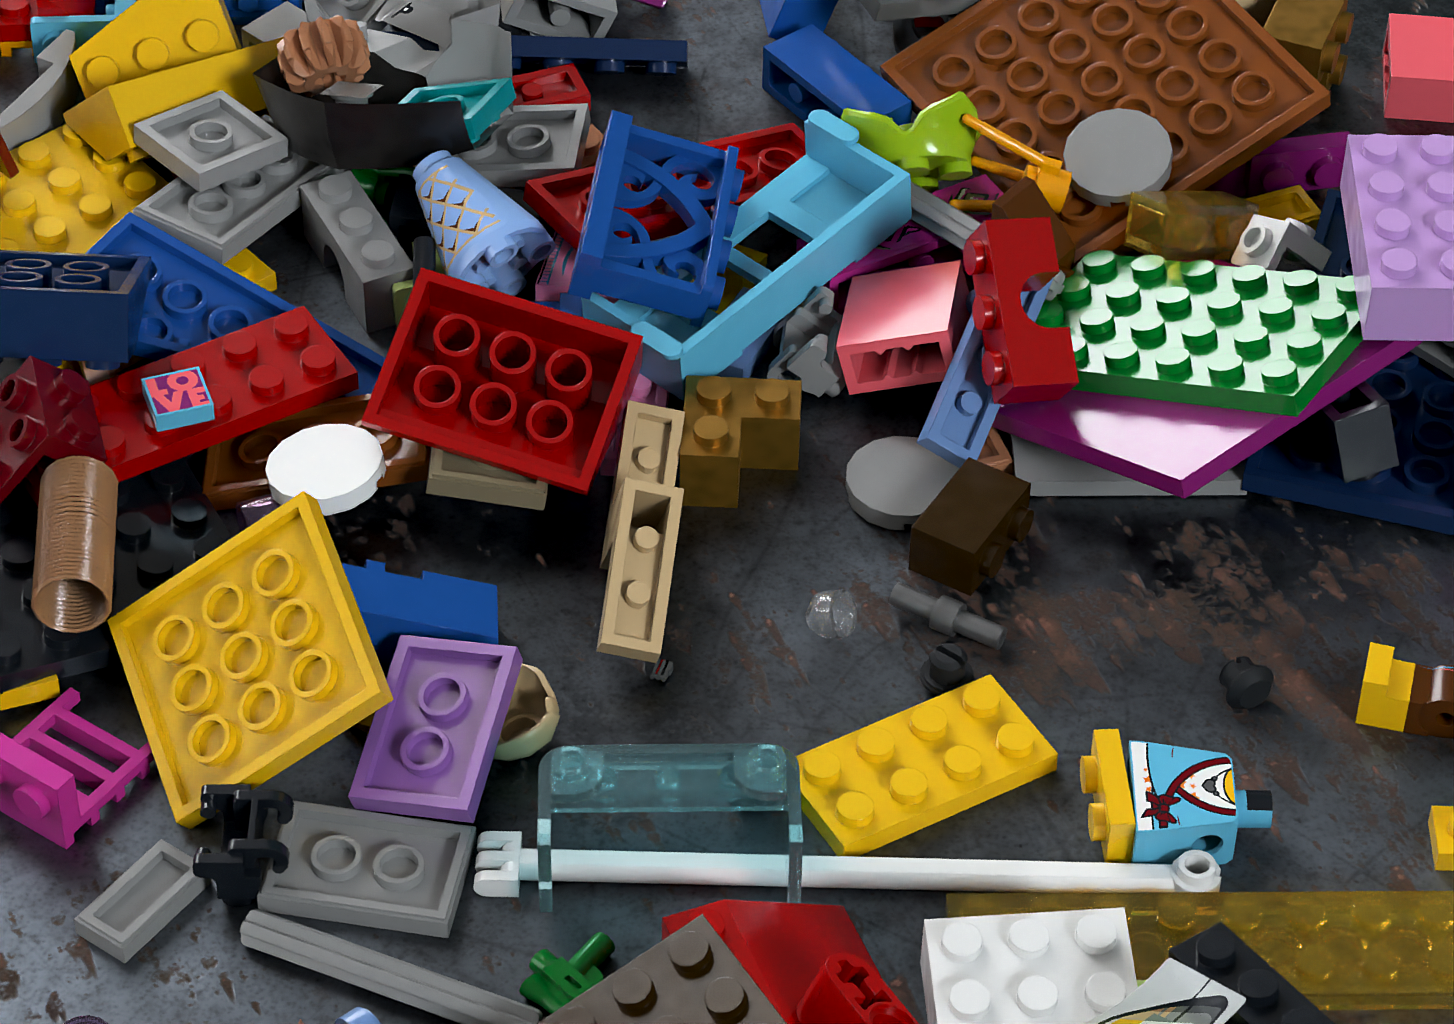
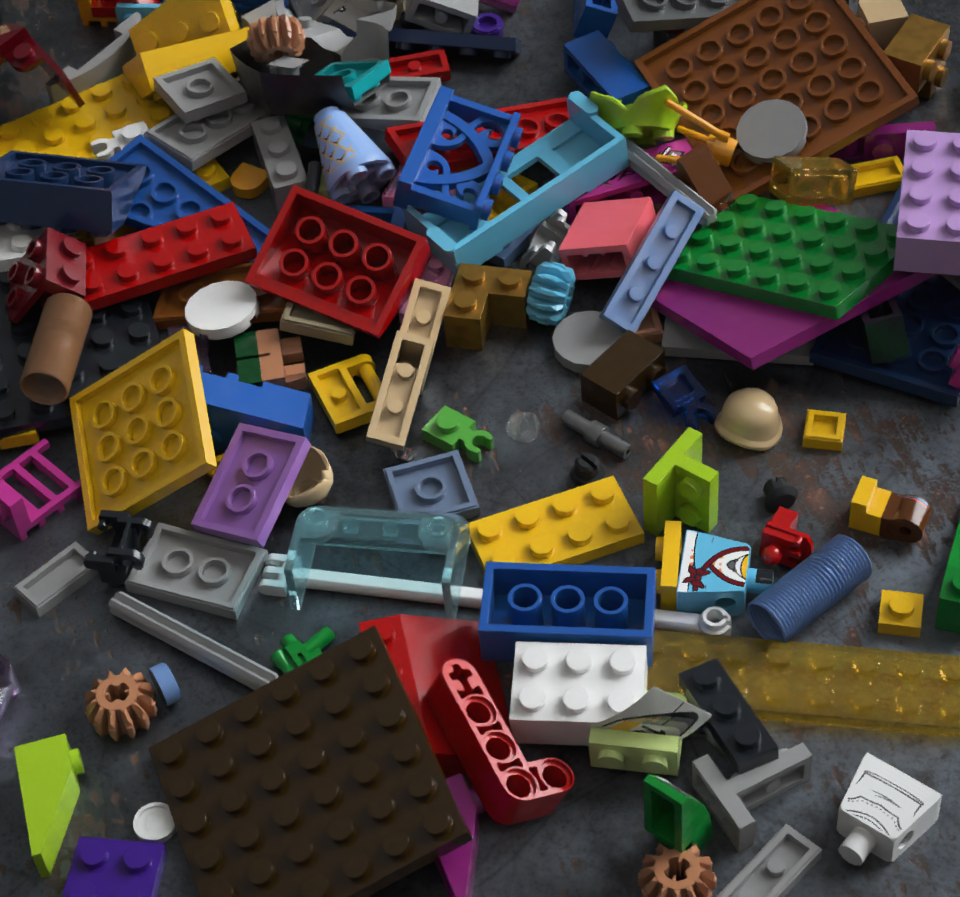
camera: 15 degrees right, 5 degrees up
(88, 227) = (107, 148): none -> white plate
(178, 399) = (138, 259): tile -> none
(307, 277) = (249, 181): none -> light orange tile
(411, 537) = (263, 356): none -> nougat hips
(539, 590) = (341, 396): none -> yellow plate
(631, 24) = (488, 24): none -> dark purple tile
(711, 707) = (433, 486): none -> sand blue tile
(729, 629) = (455, 431): none -> bright green plate
(833, 413) = (550, 293): none -> medium azure gear
(980, 862) = (565, 606): none -> blue brick
(1020, 357) = (670, 266): red arch -> none
(1068, 547) = (683, 393): none -> clear blue plate
(1110, 680) = (681, 487): none -> lime bracket
(1175, 577) = (750, 420): none -> tan helmet
(1272, 751) = (782, 541): none -> red piece
(1273, 240) = (859, 193): white bracket -> none
(1287, 585) = (824, 430): none -> yellow tile
(1329, 813) = (809, 589): none -> medium blue piece

